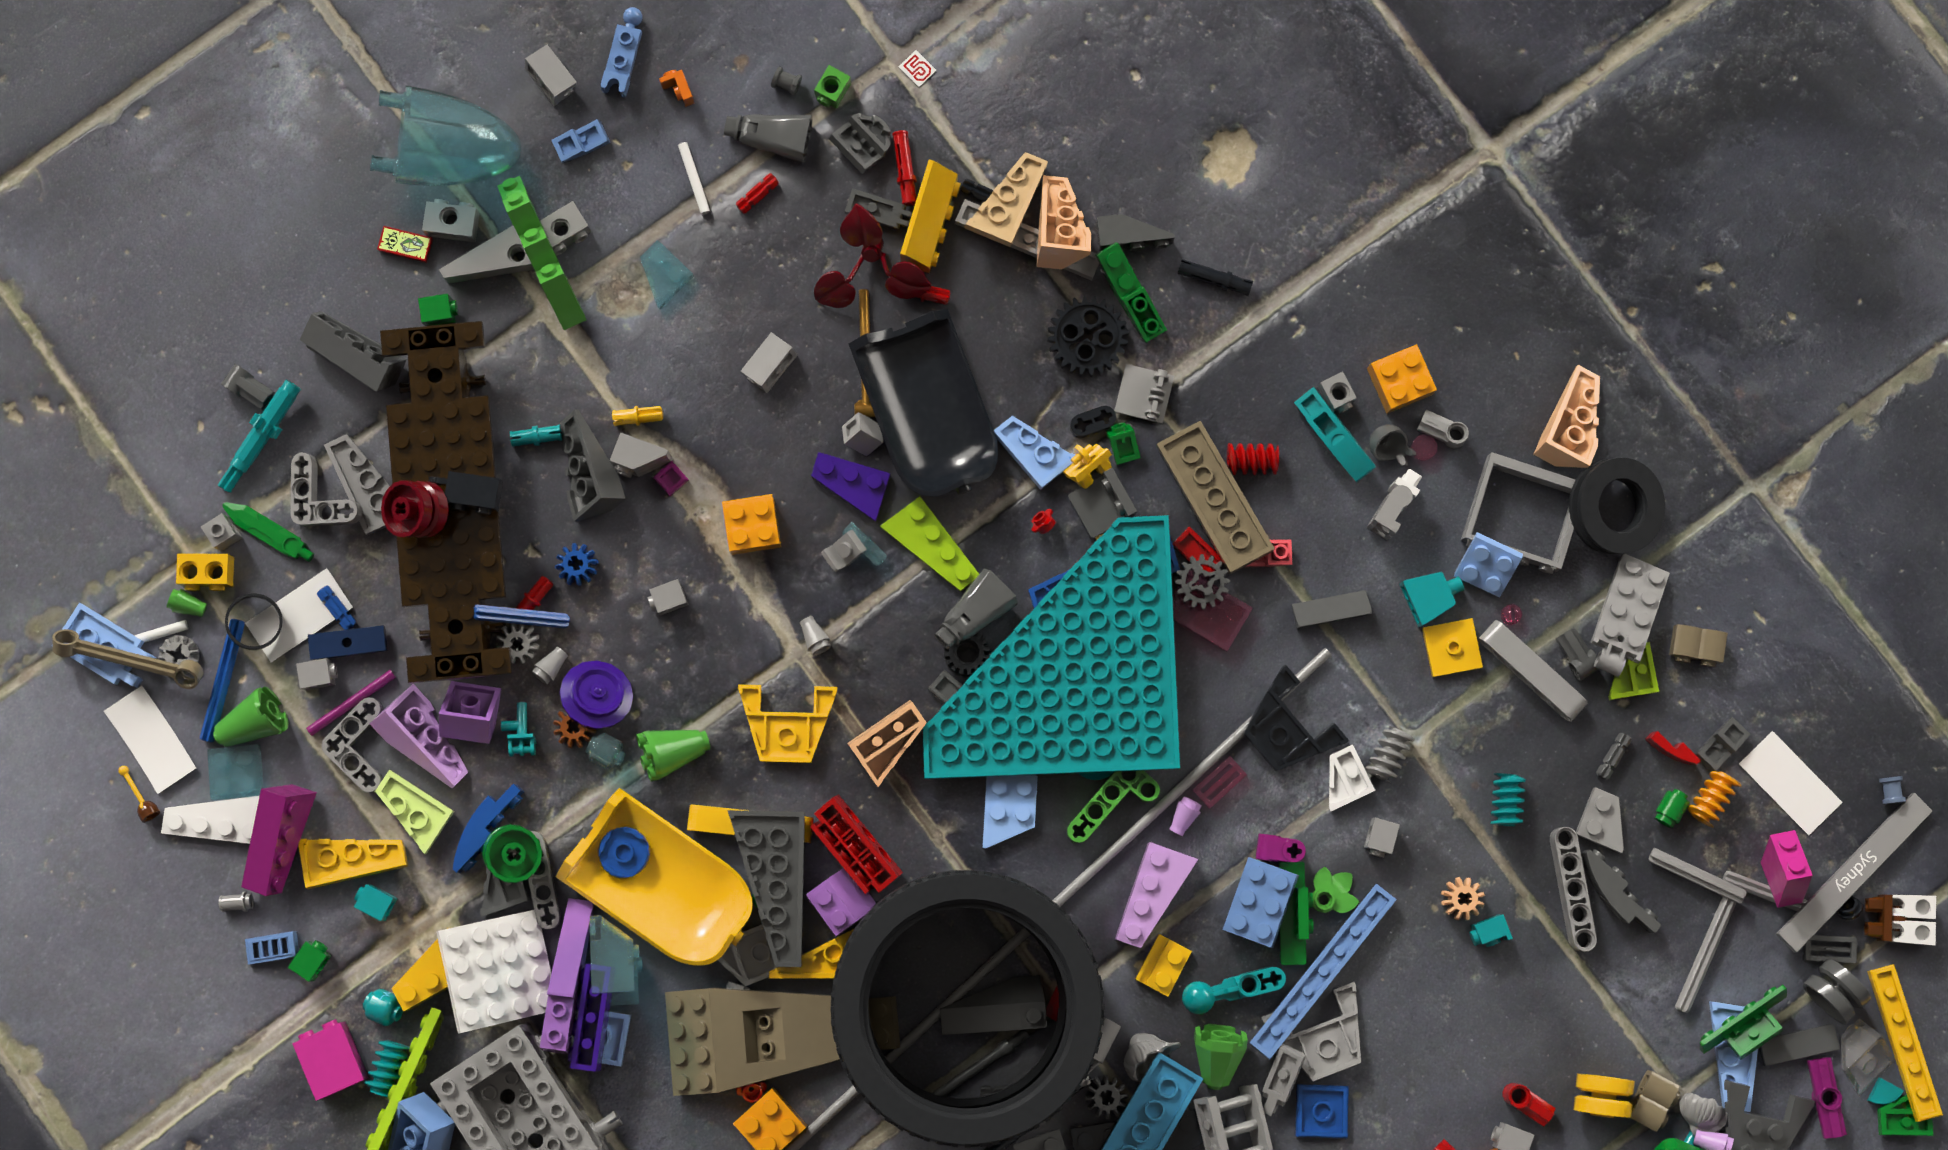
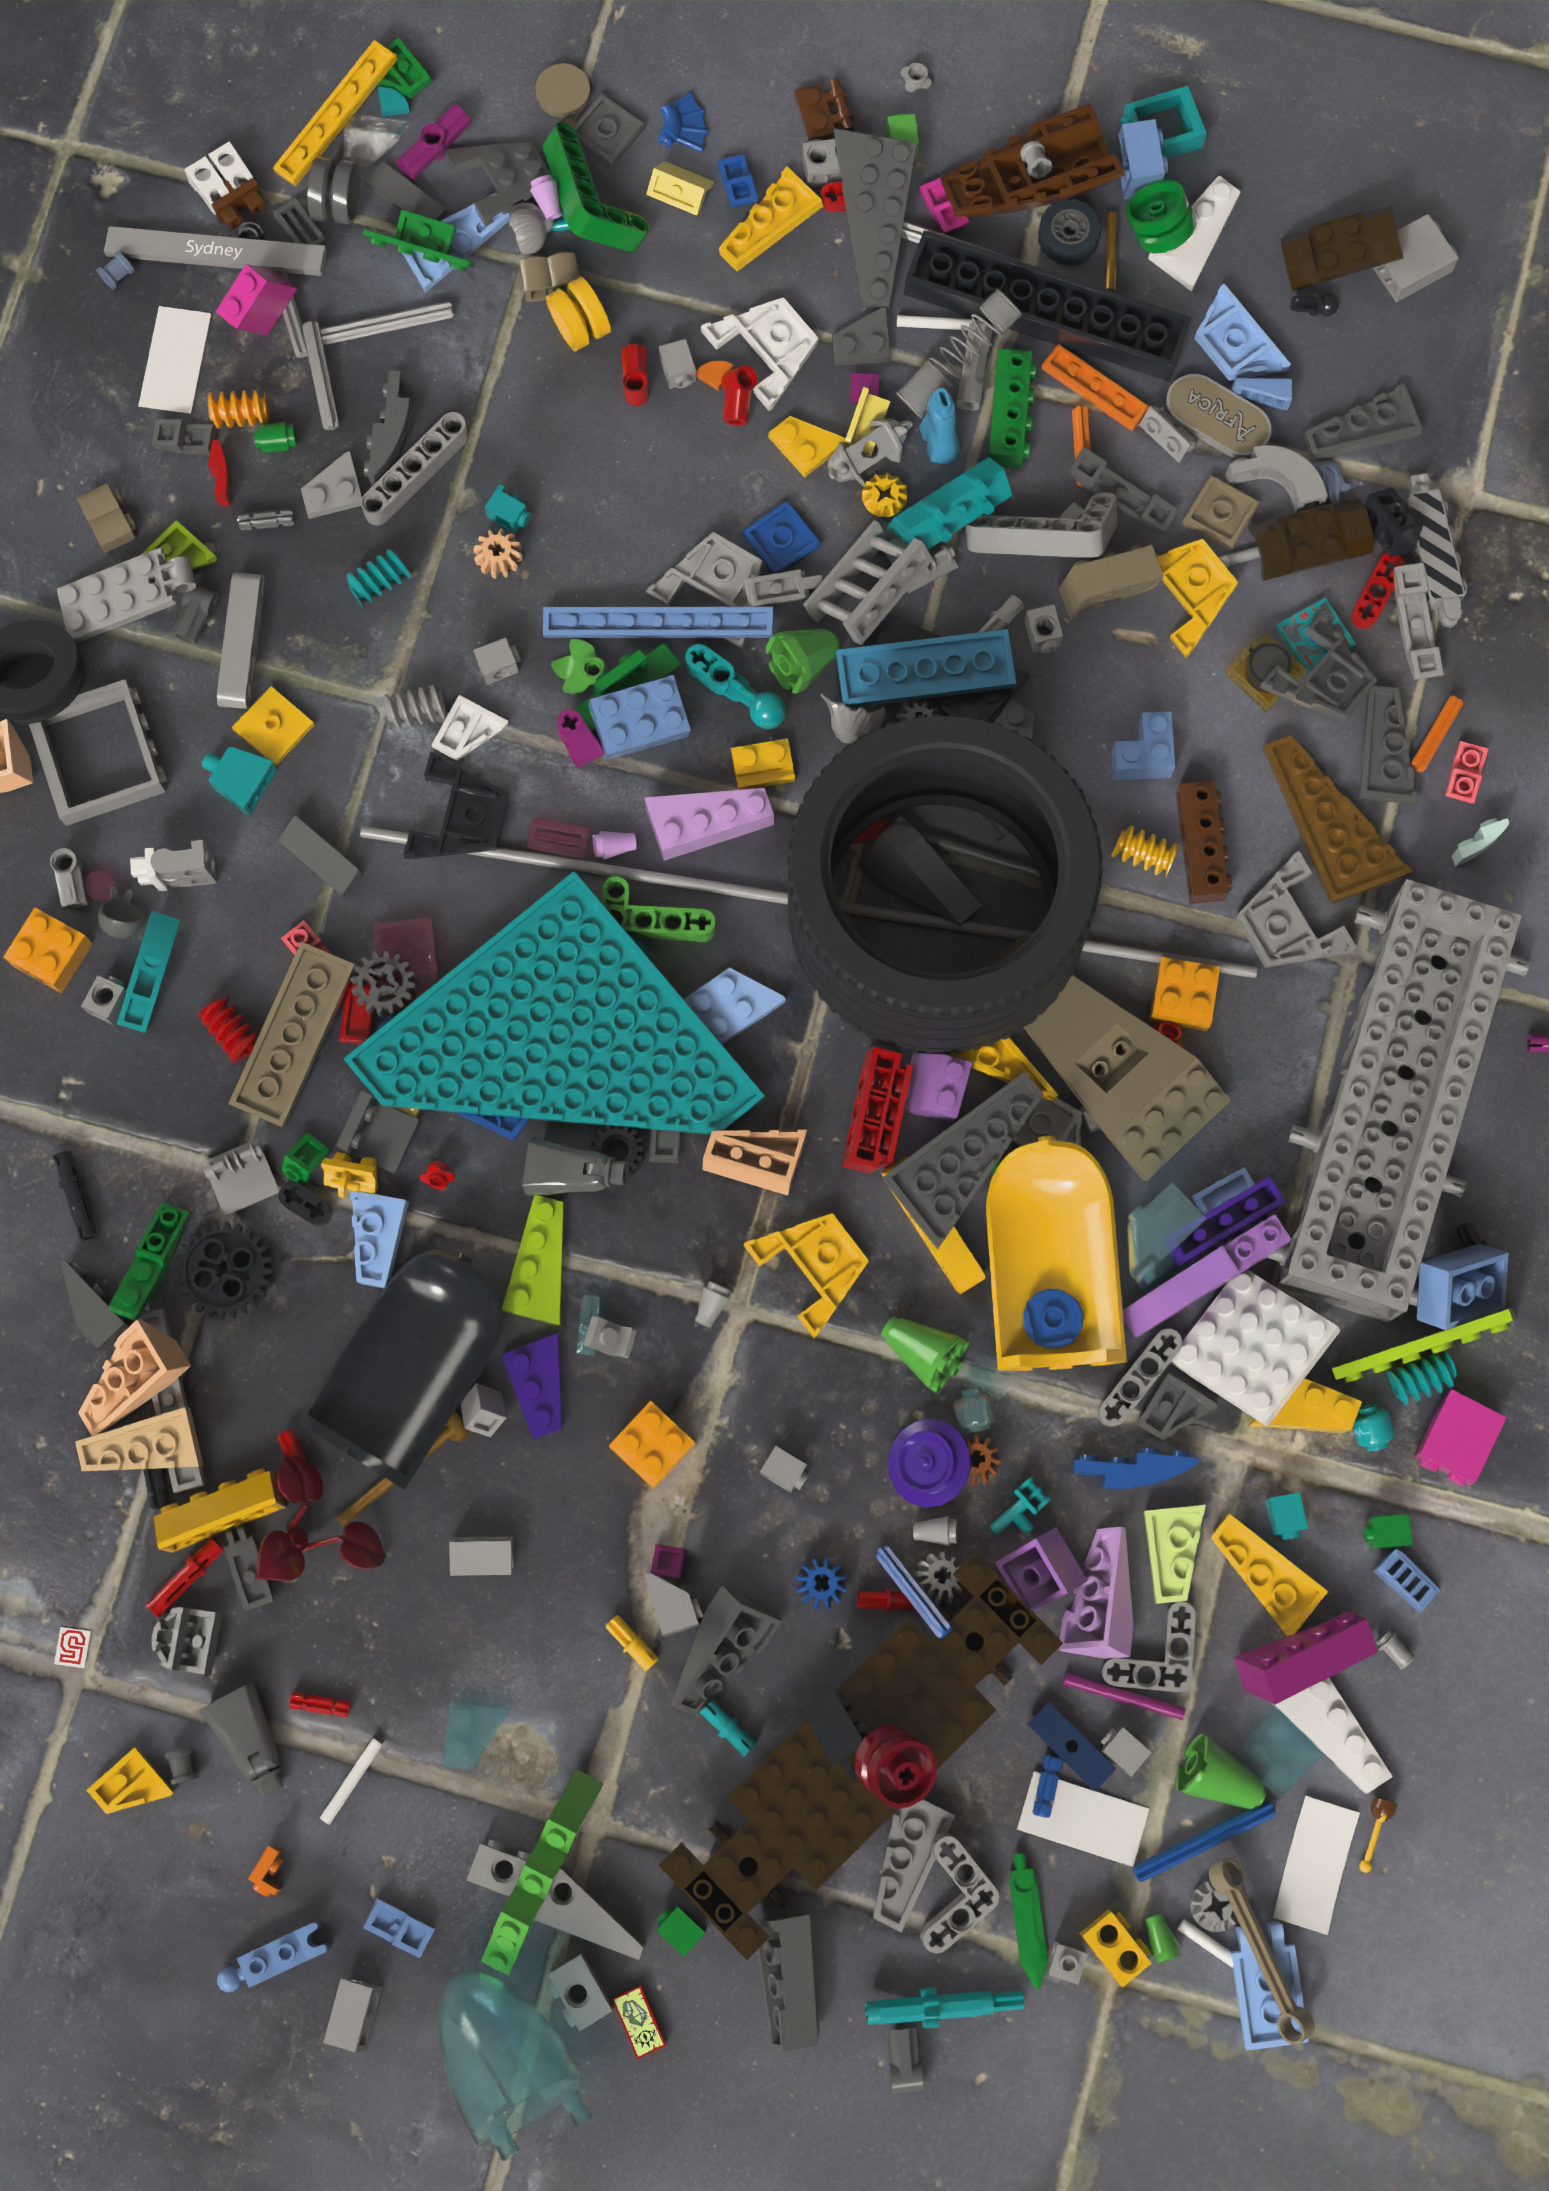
camera: 125 degrees left, 5 degrees down
(249, 596) = (1130, 1822): black tyre -> none
(522, 864) = (1134, 1399): green wheel -> none
(801, 42) = (129, 1784): none -> yellow wing
(832, 77) = (141, 1714): bright green brick -> none
(1488, 564) = (170, 746): light blue plate -> none
(1506, 614) = (205, 700): clear pink hinge -> none

